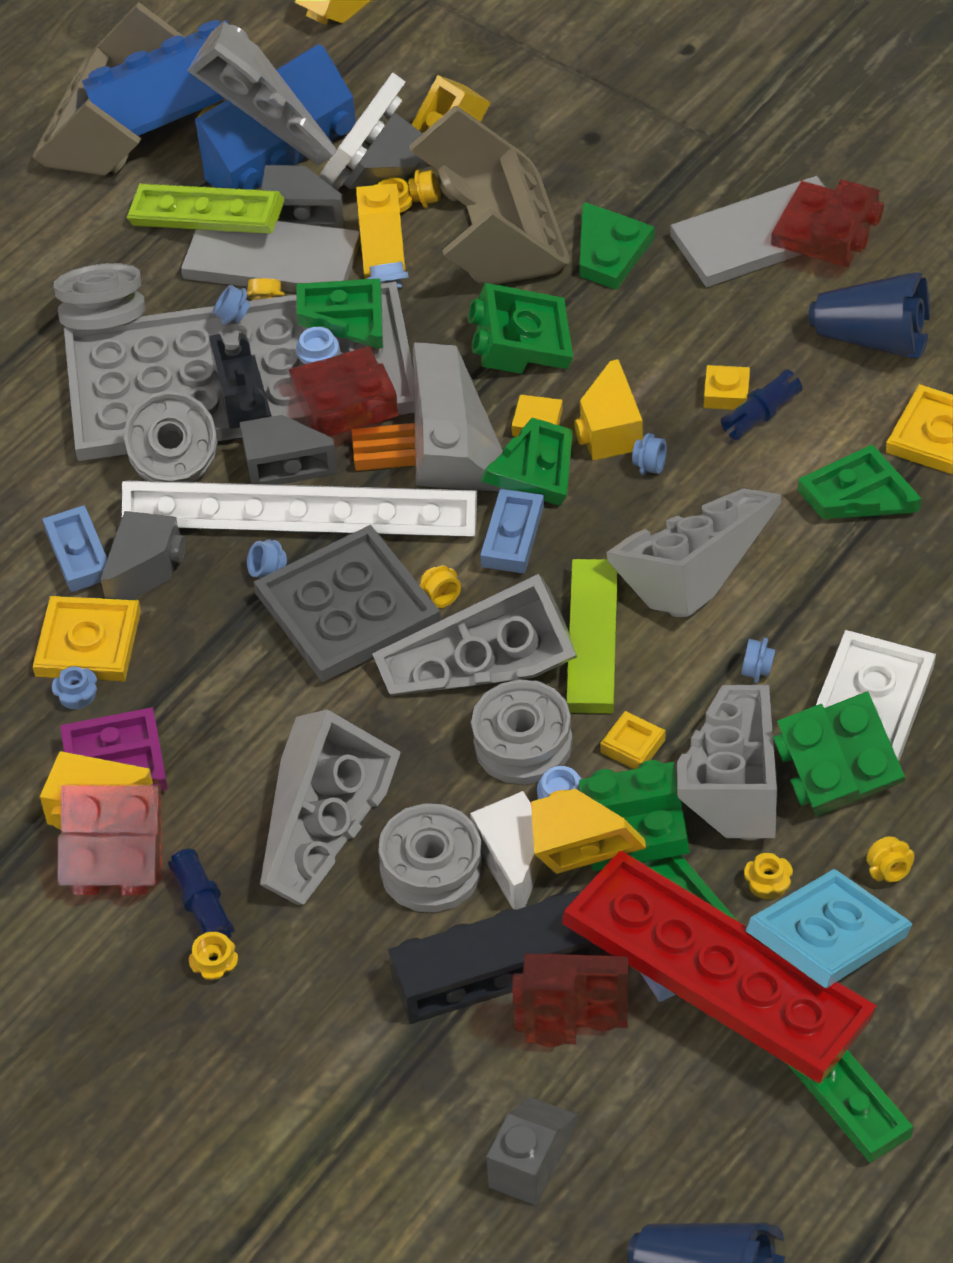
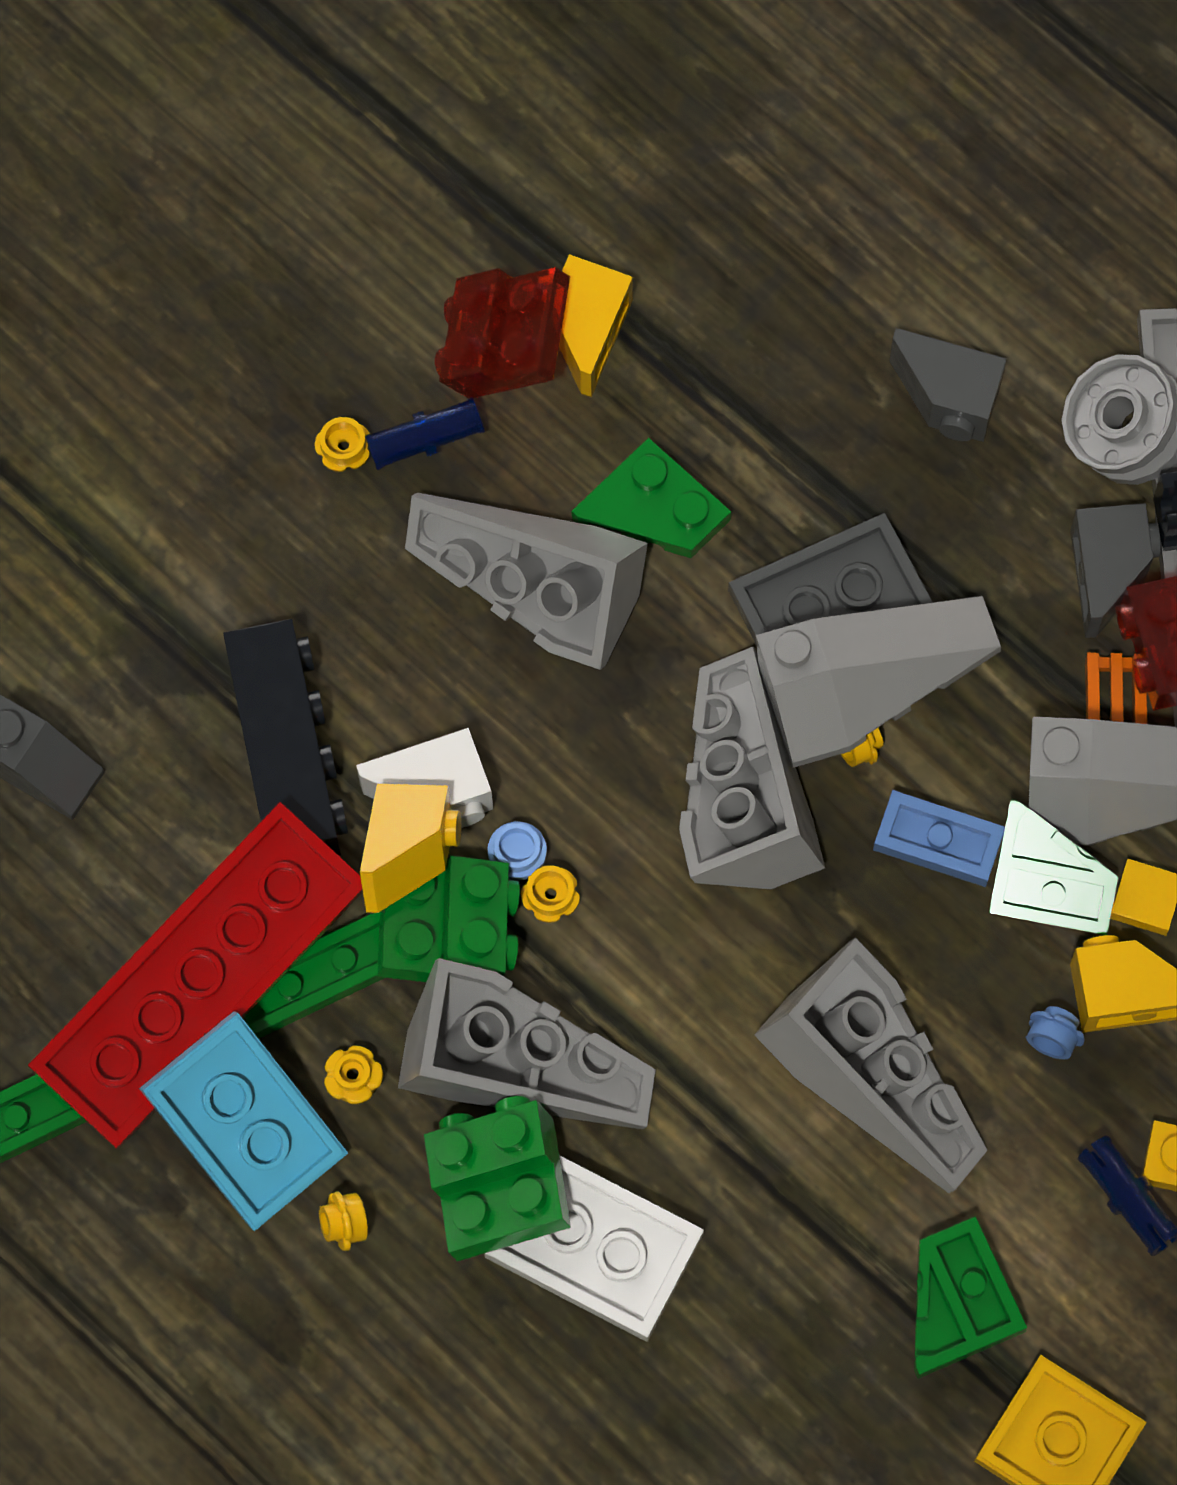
camera: 95 degrees right, 20 degrees up
(76, 547) = (979, 310): medium blue plate -> none
(76, 695) = (759, 321): medium blue plate -> none
(87, 635) = (838, 324): yellow tile -> none
(119, 738) = (651, 352): magenta wing -> none
(250, 738) = (655, 503): none -> green wing
(265, 558) = (926, 534): medium blue plate -> none
(306, 507) = (1008, 577): white plate -> none
(395, 569) = (858, 670): none -> light grey wedge
(430, 882) = (428, 652): light grey wheel -> none
(521, 731) = (610, 777): light grey wheel -> none
(569, 993) = (192, 796): clear red plate -> none
(592, 753) = (549, 878): none -> yellow plate
(593, 636) = (752, 918): lime tile -> none
(632, 740) = (582, 947): yellow tile -> none
(757, 659) = (681, 1115): medium blue plate -> none

